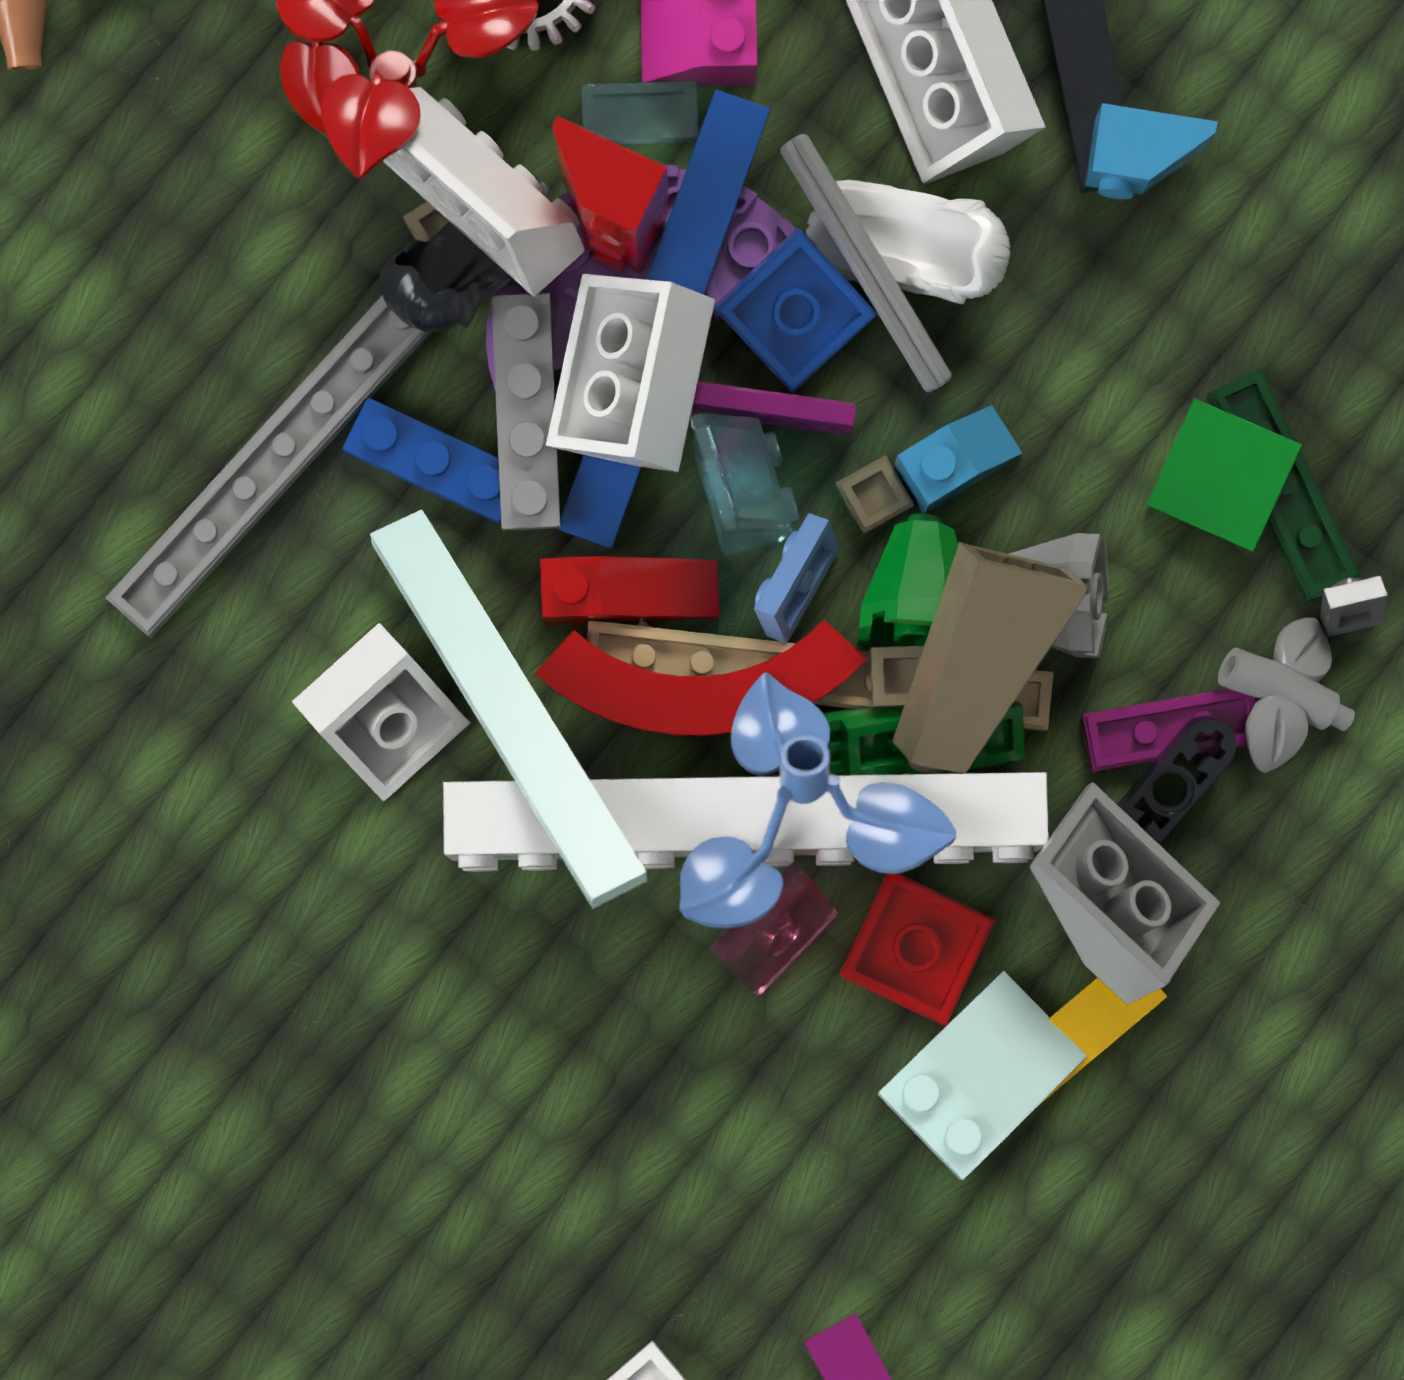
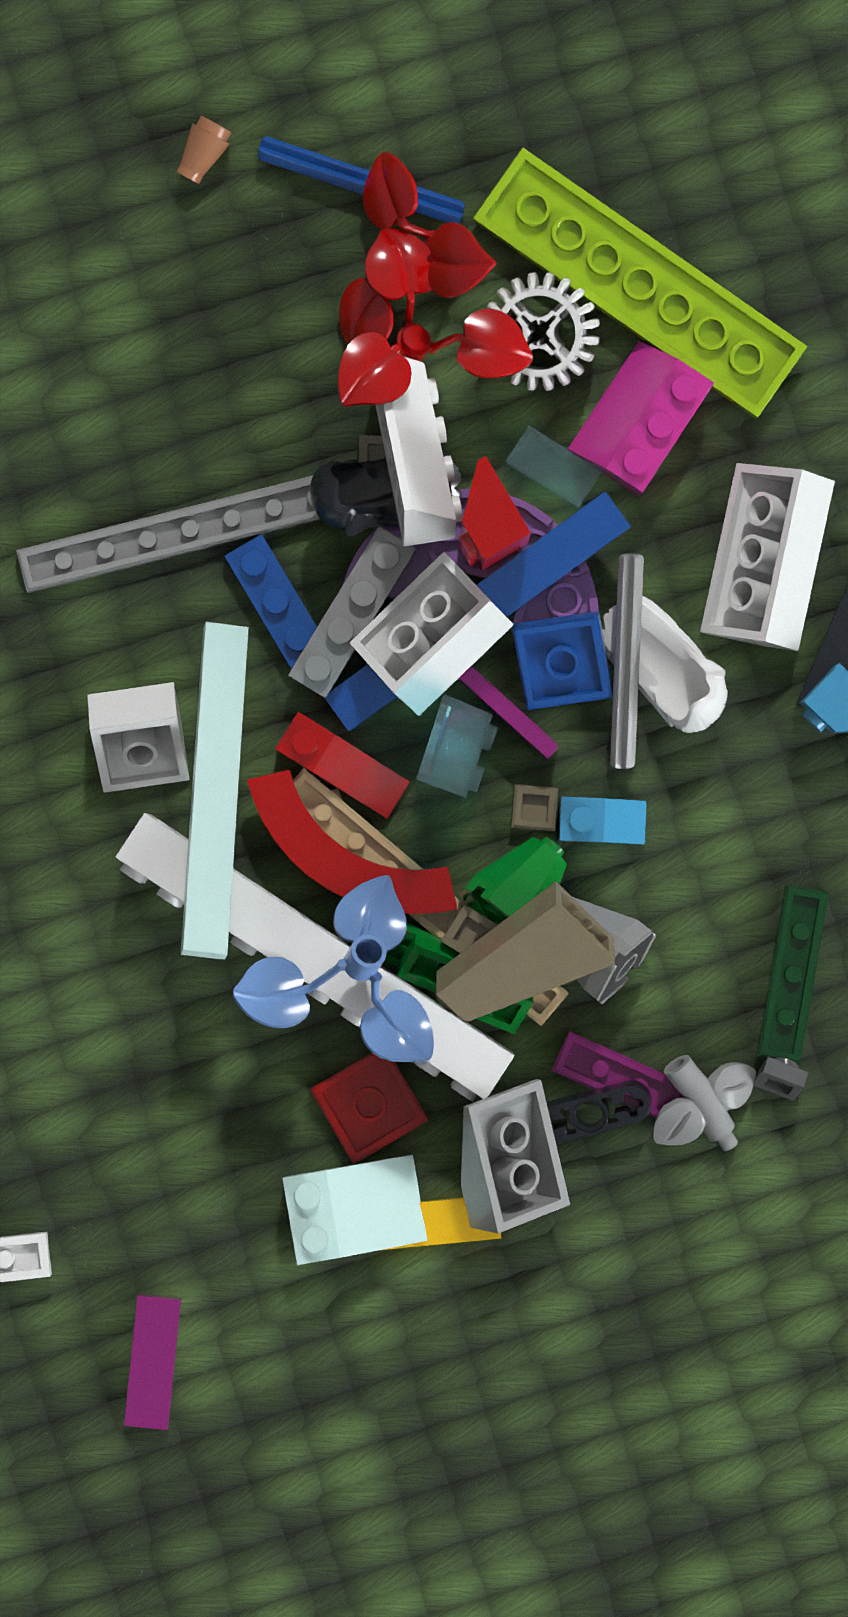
camera: 30 degrees right, 5 degrees up
(768, 946) = (277, 1045): clear pink tile -> none
(802, 568) = (438, 834): medium blue plate -> none
(1224, 475) = (758, 943): green tile -> none

